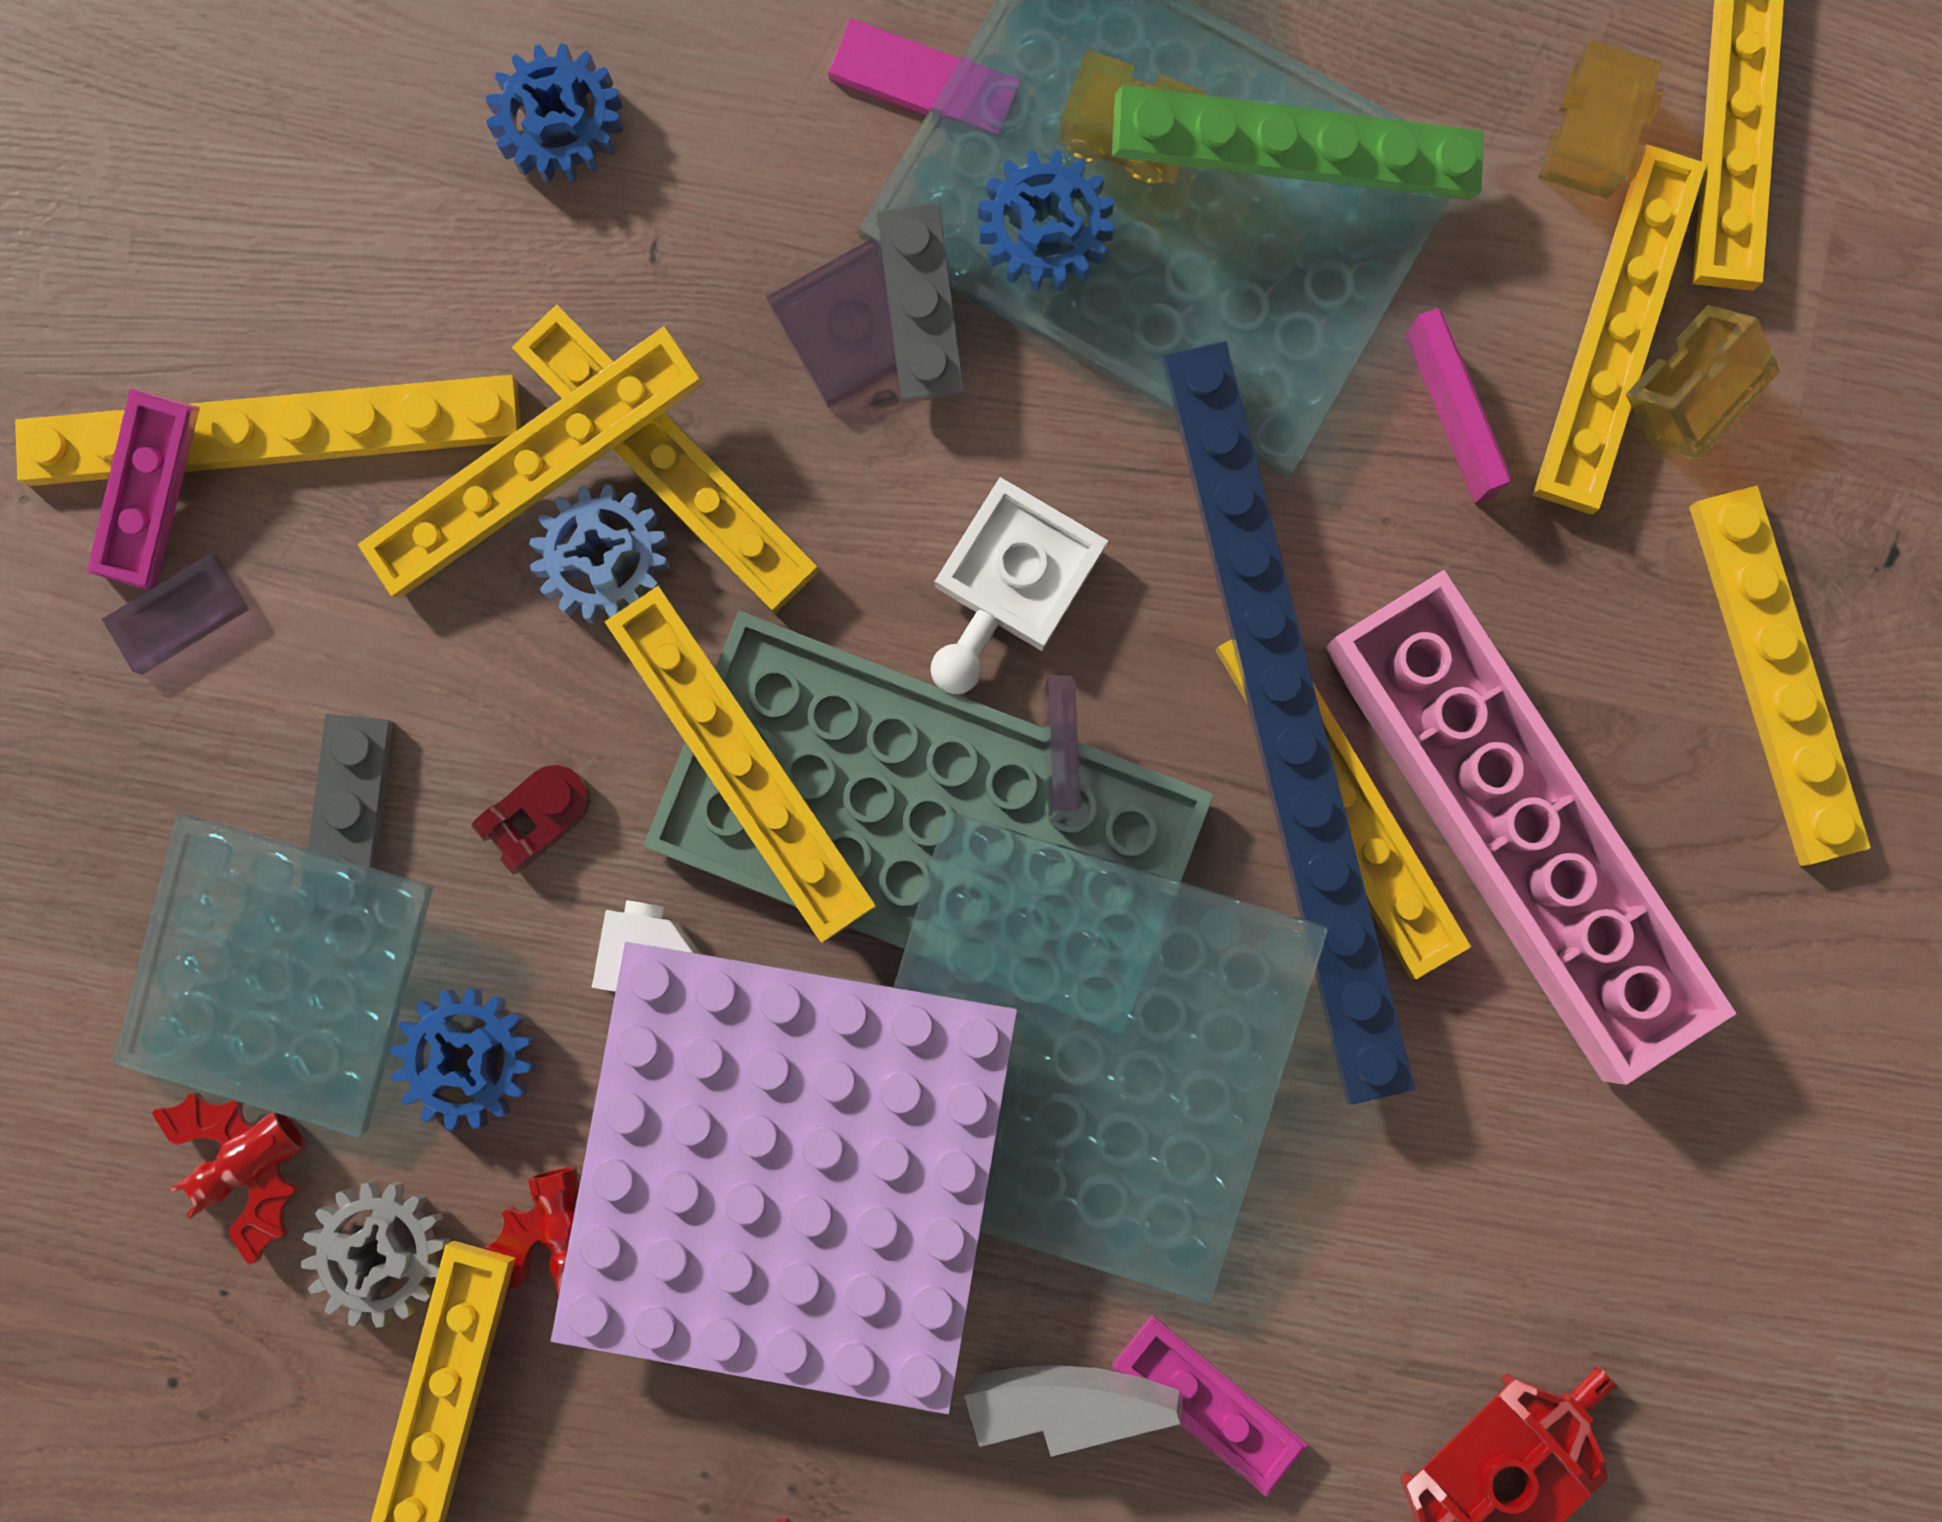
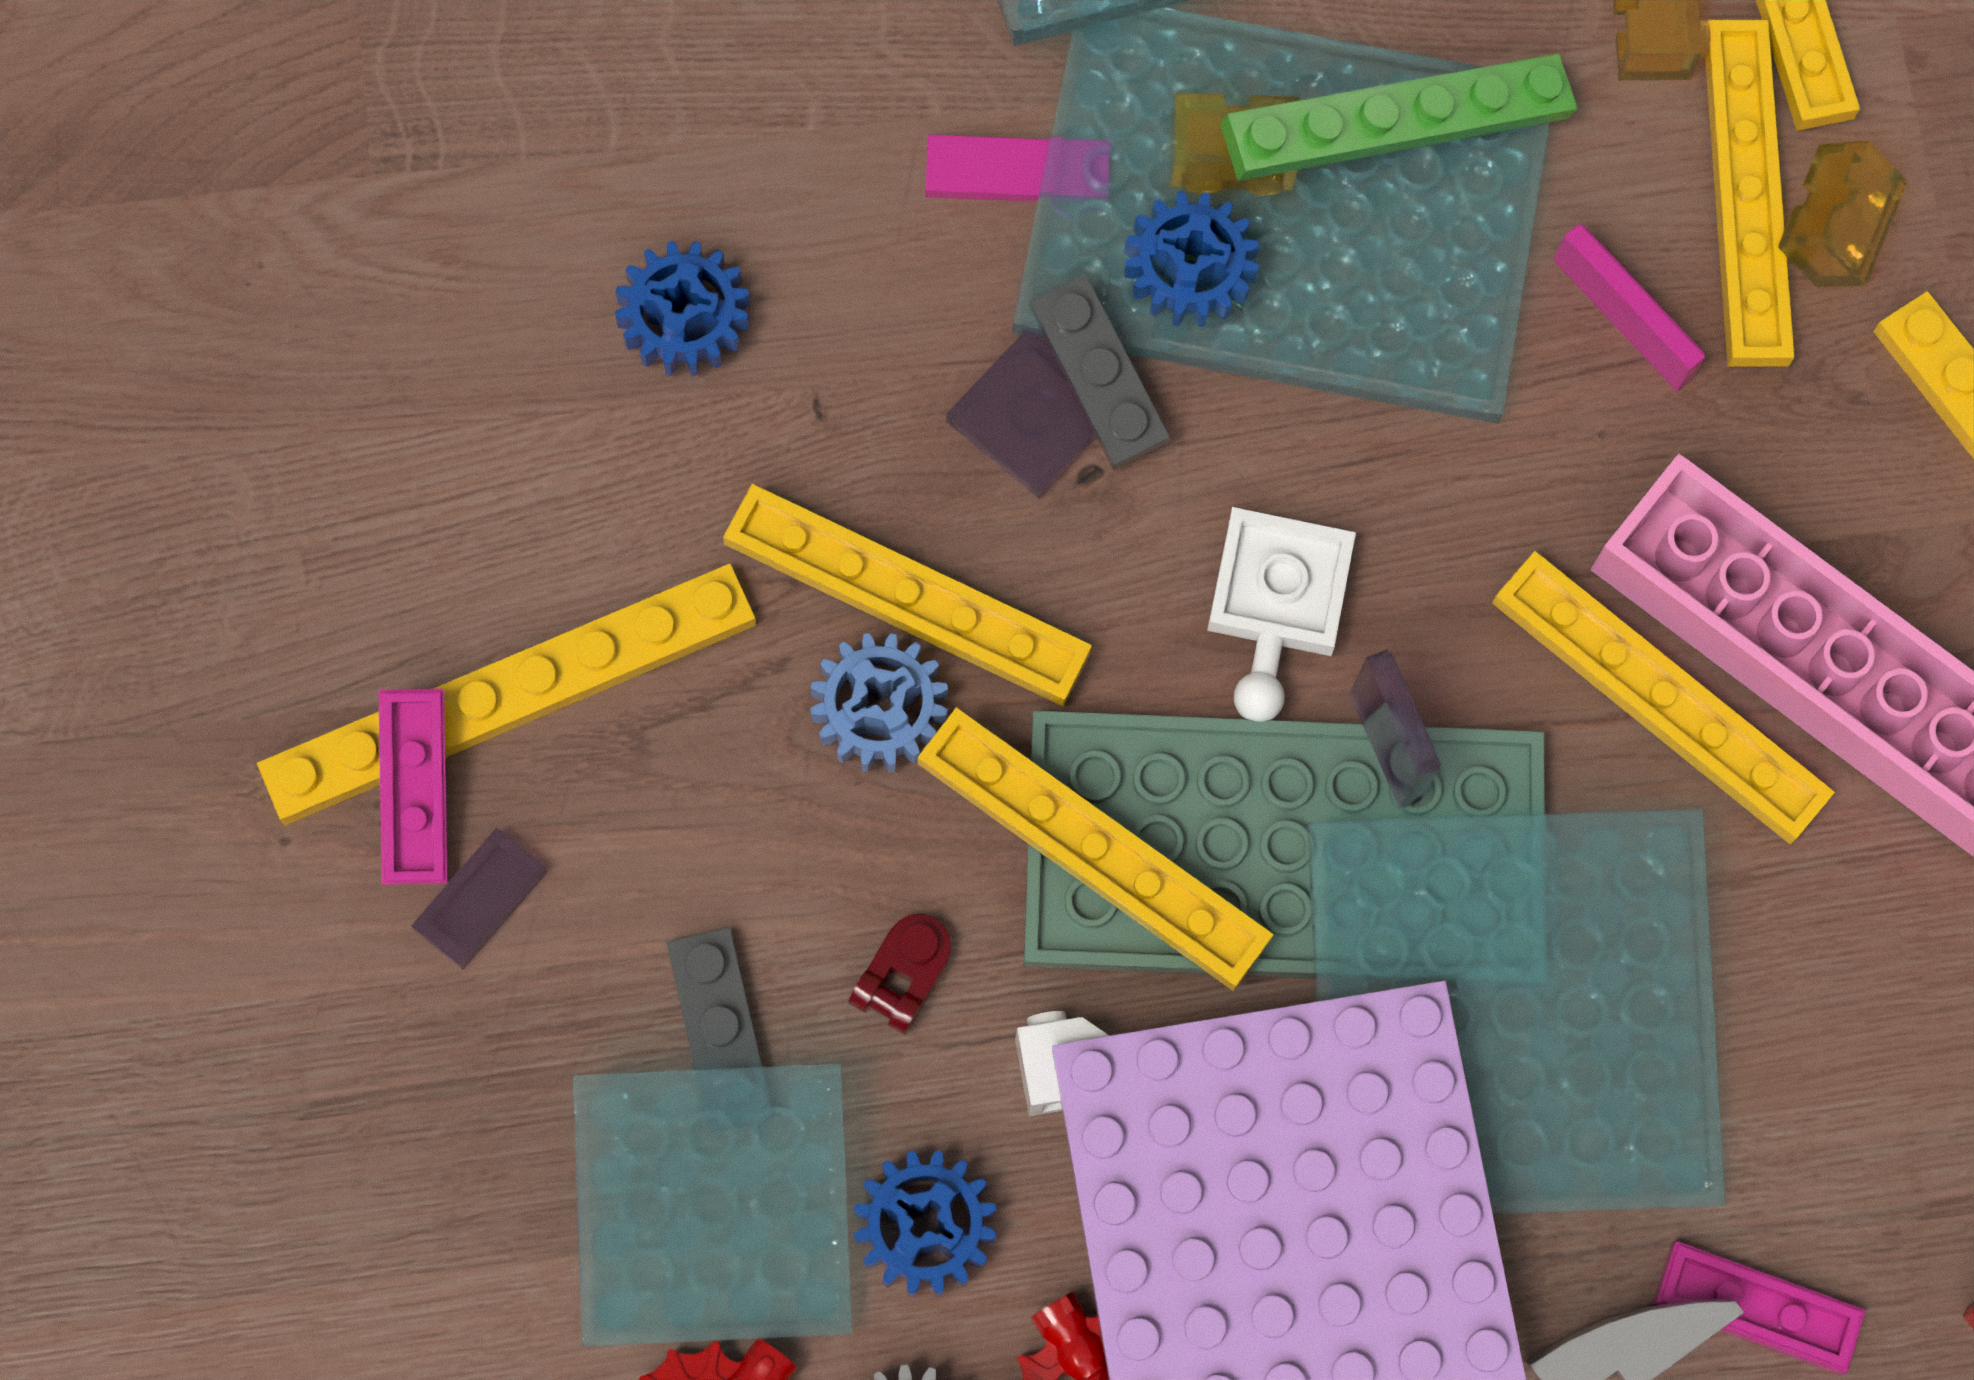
camera: 25 degrees left, 10 degrees down
(531, 463) = (785, 637): yellow plate -> none
(1287, 722) = (1587, 641): dark blue plate -> none

